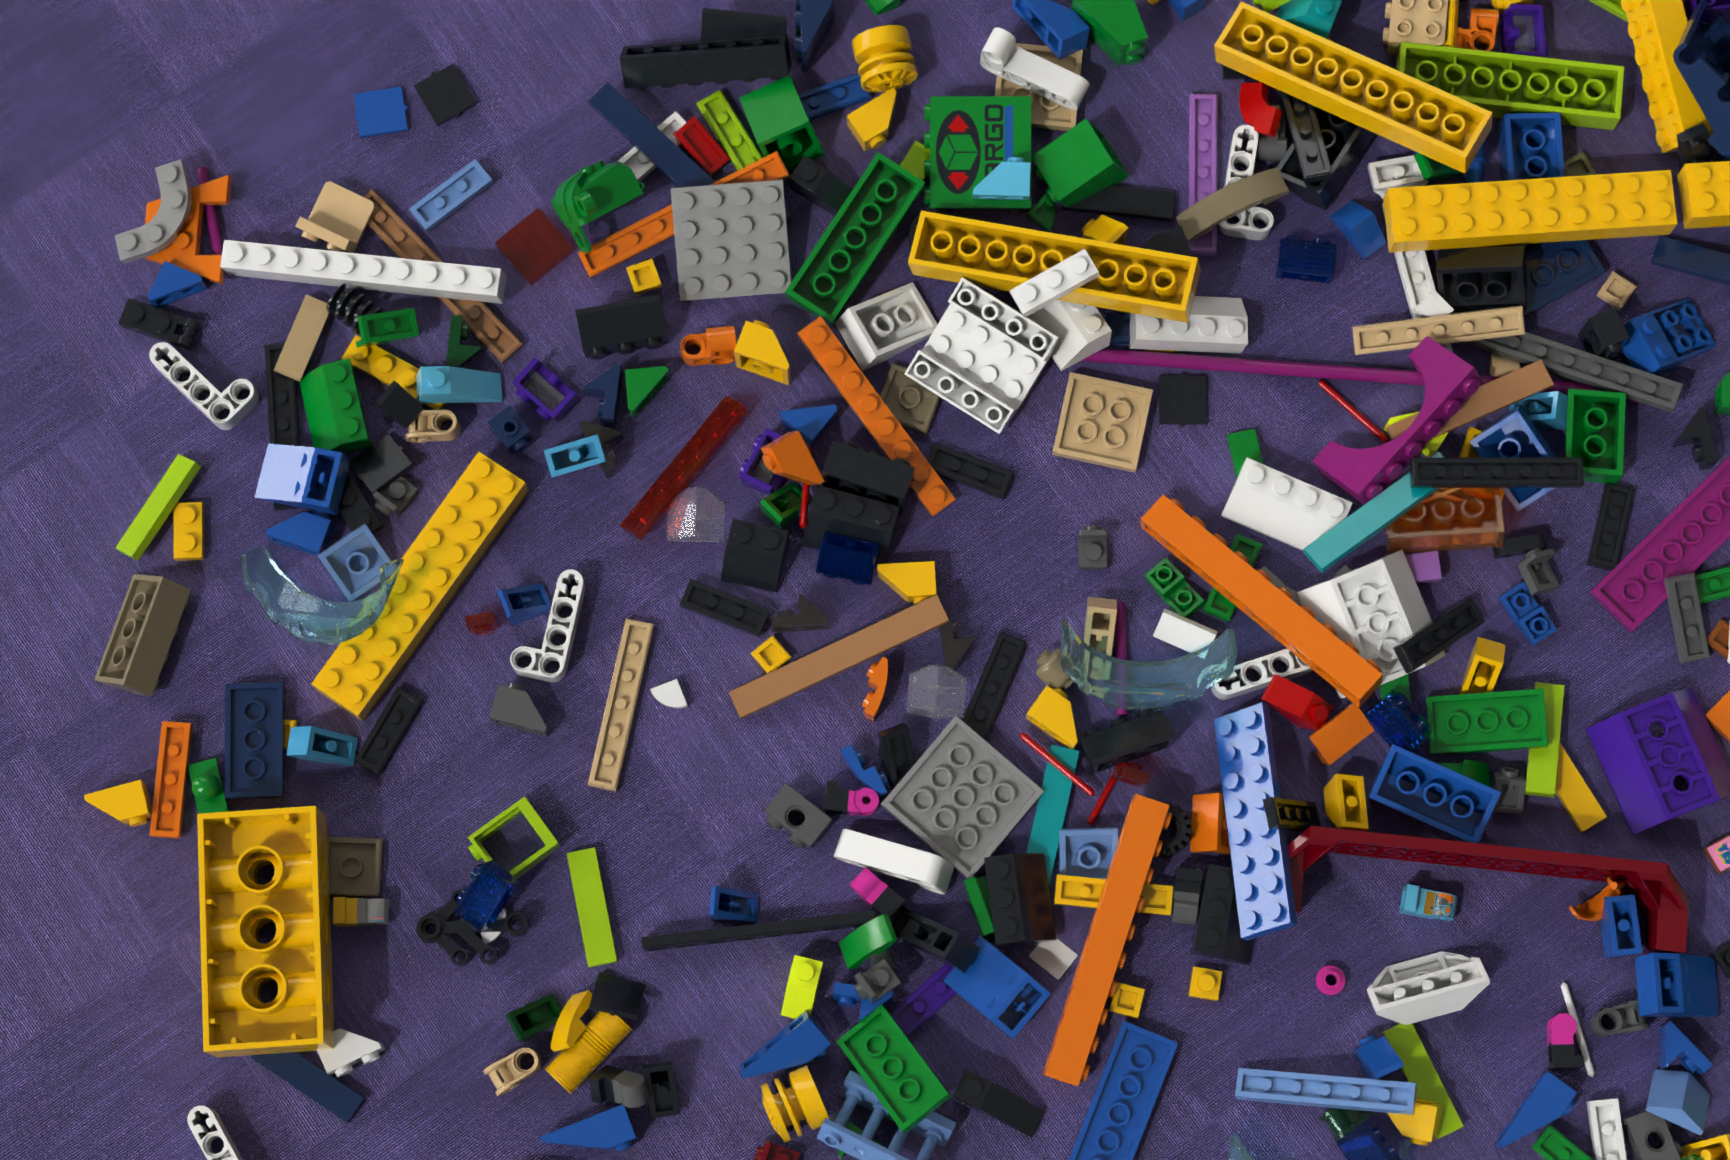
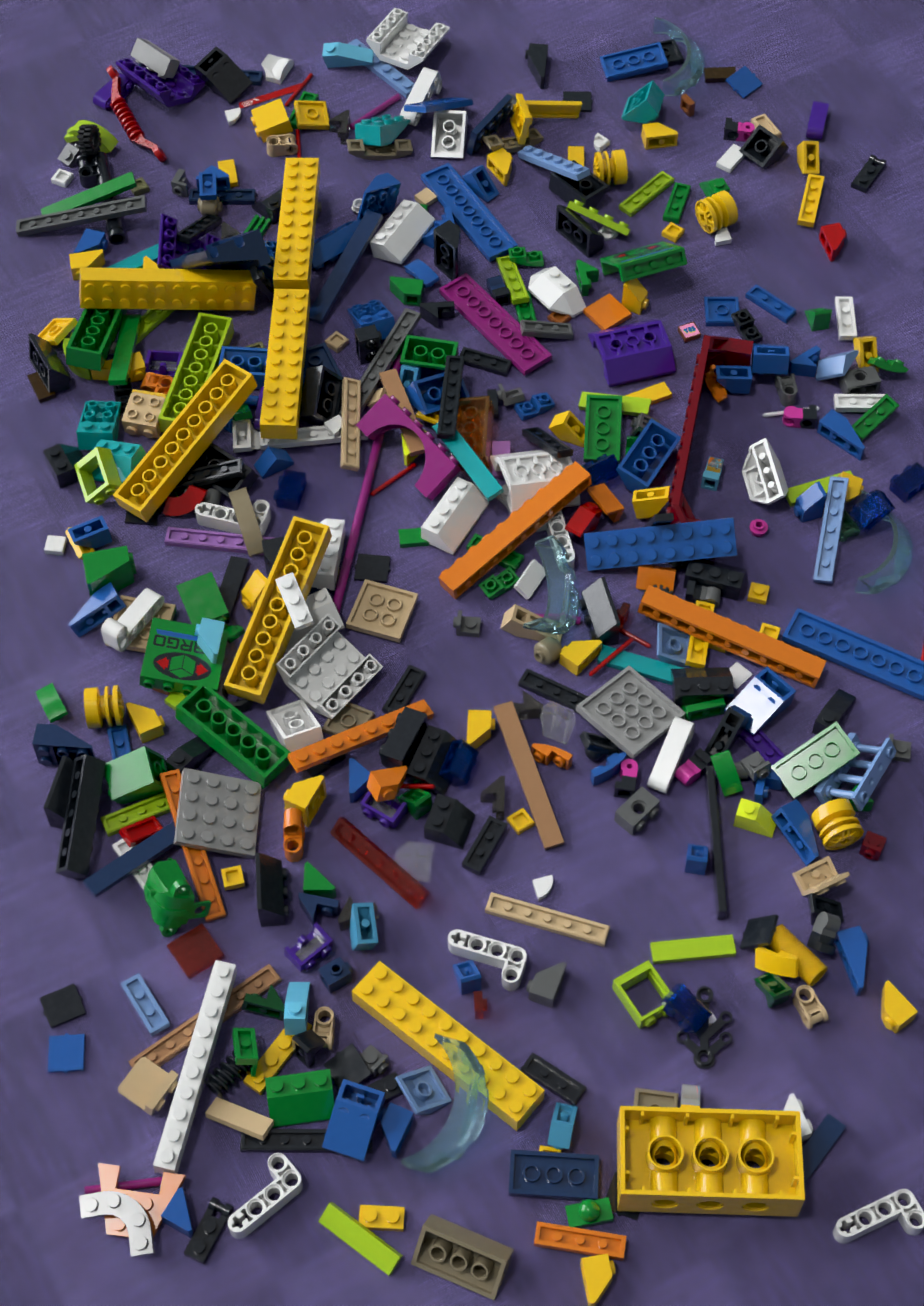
camera: 85 degrees left, 20 degrees down
(709, 1082) = (818, 877): none -> tan bracket

